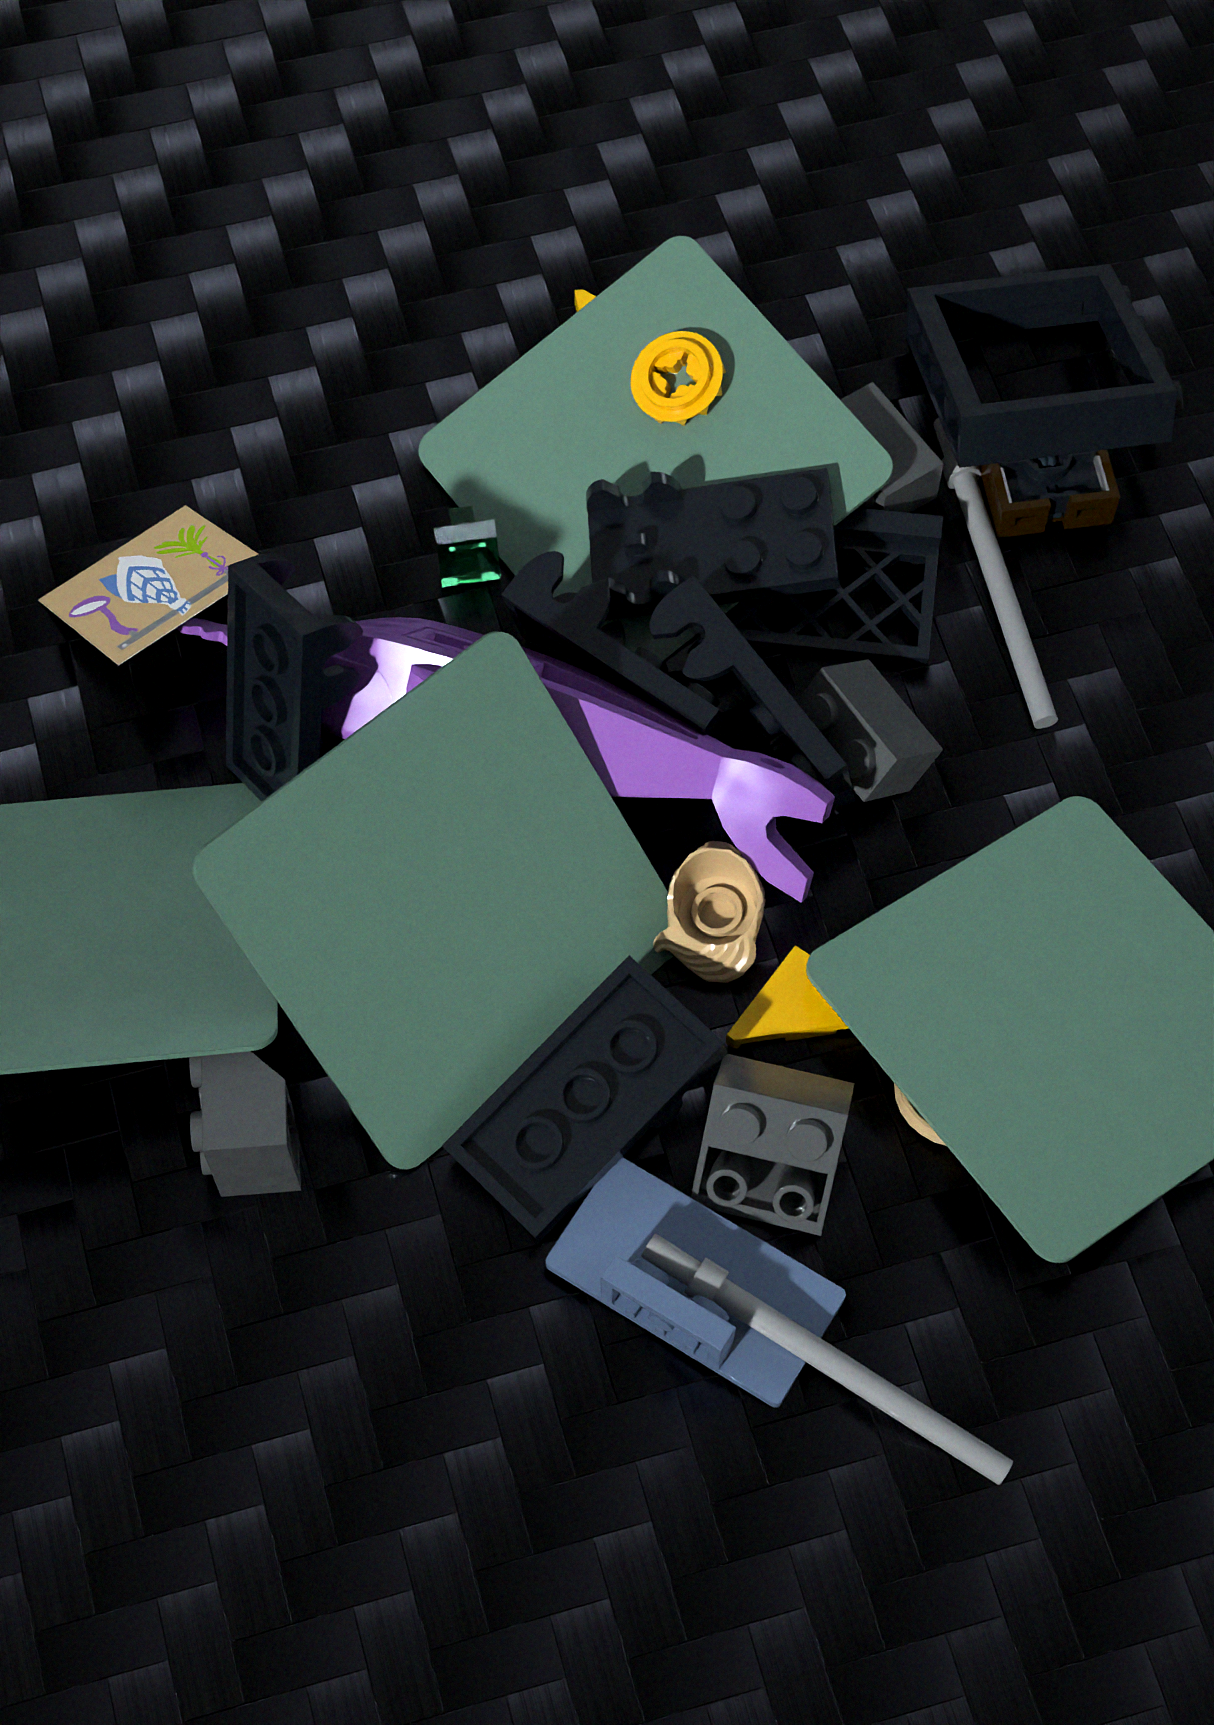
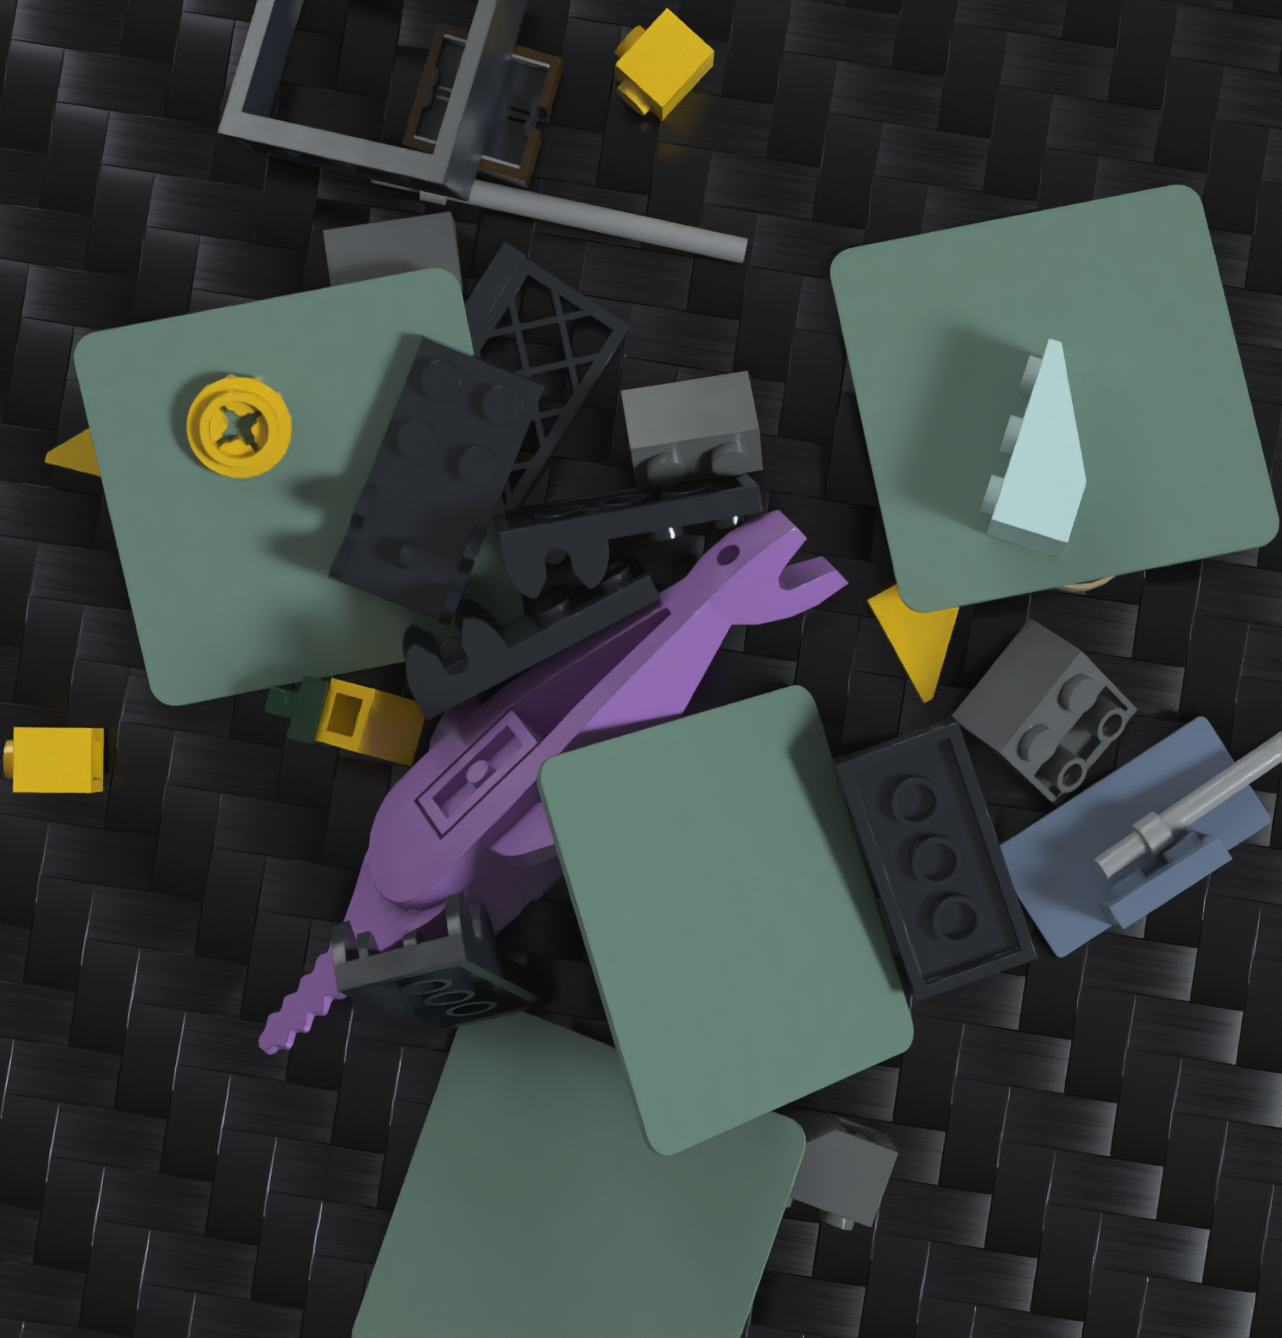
camera: 60 degrees left, 25 degrees up
(149, 584) = (221, 1031): tan sticker -> none
(333, 384) = (55, 760): none -> yellow brick
(475, 585) = (383, 724): none -> yellow brick
(713, 913) = (808, 661): tan hair -> none
(991, 1014) = (1046, 468): none -> light aqua slope
(1161, 586) = (660, 65): none -> yellow brick

